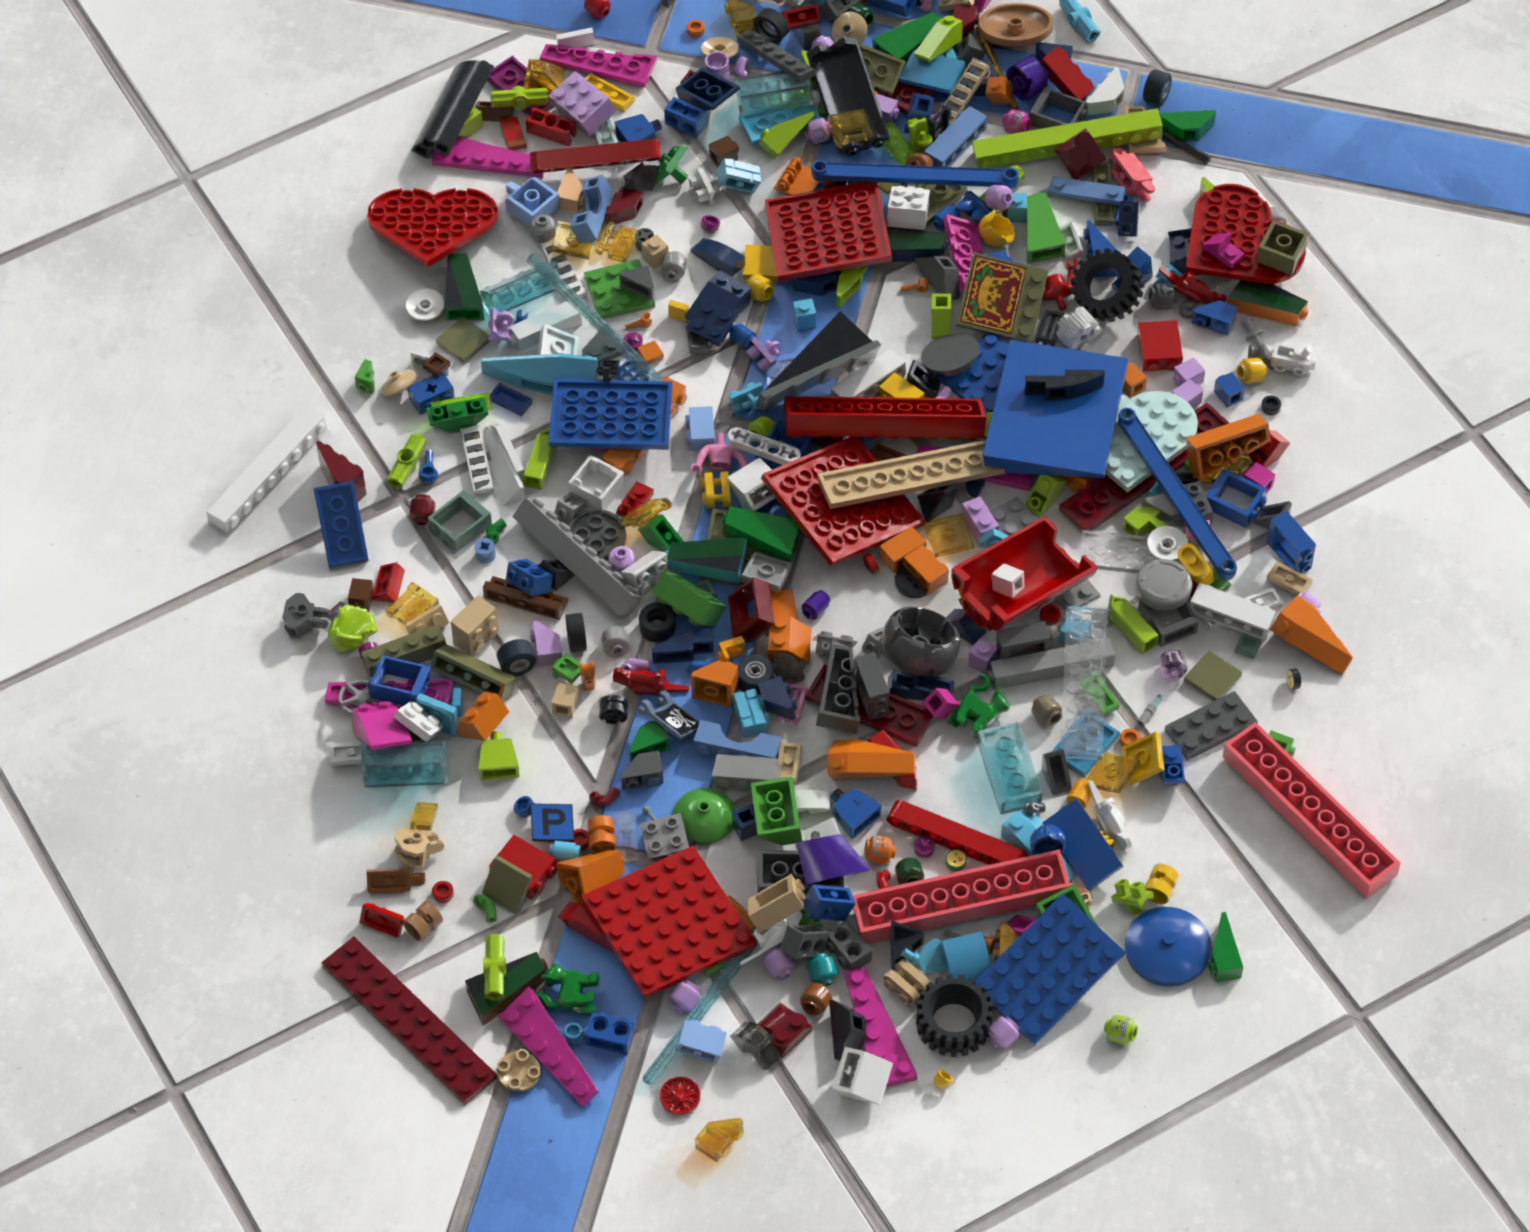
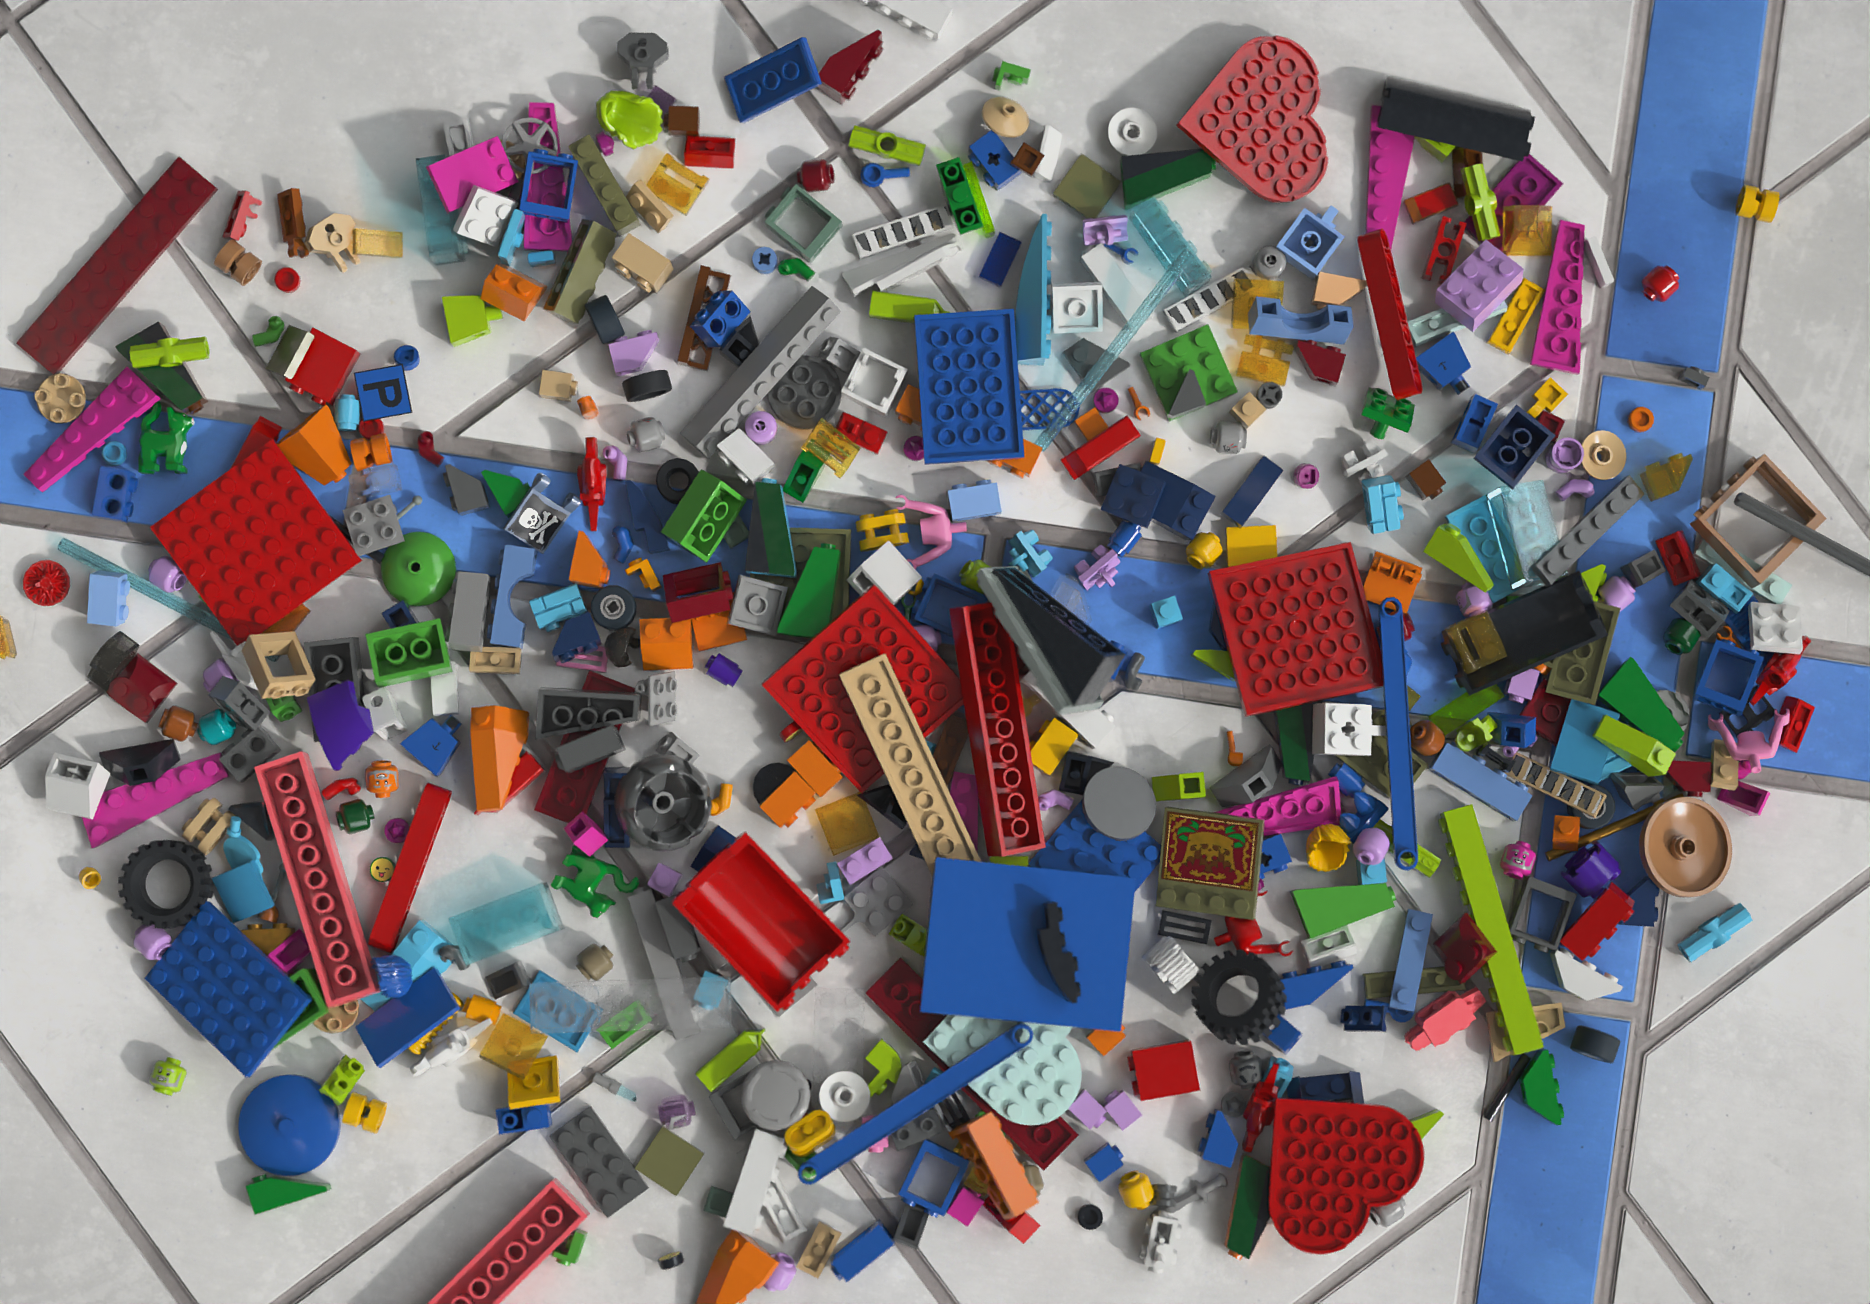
camera: 75 degrees right, 30 degrees up
(566, 668) = (598, 382): bright green bracket -> none
(608, 369) = (1046, 375): black hinge -> none
(613, 709) = (545, 444): black wheel -> none
(641, 177) = (1359, 375): black slope -> none
(652, 465) = (914, 448): none -> magenta tile
(669, 343) = (1100, 447): none -> red piece
(670, 76) = (1547, 398): none -> yellow plate
(762, 449) = (937, 582): white beam -> none
(776, 20) = (1645, 519): black tyre -> none
(828, 902) = (288, 726): blue brick -> none
(857, 26) = (1660, 631): tan dish -> none
(1008, 580) = (756, 901): white brick -> none
(1128, 736) = (570, 1064): orange tile -> none
(1223, 250) = (1306, 1146): dark pink slope -> none
(1282, 247) = (1310, 1224): olive brick -> none

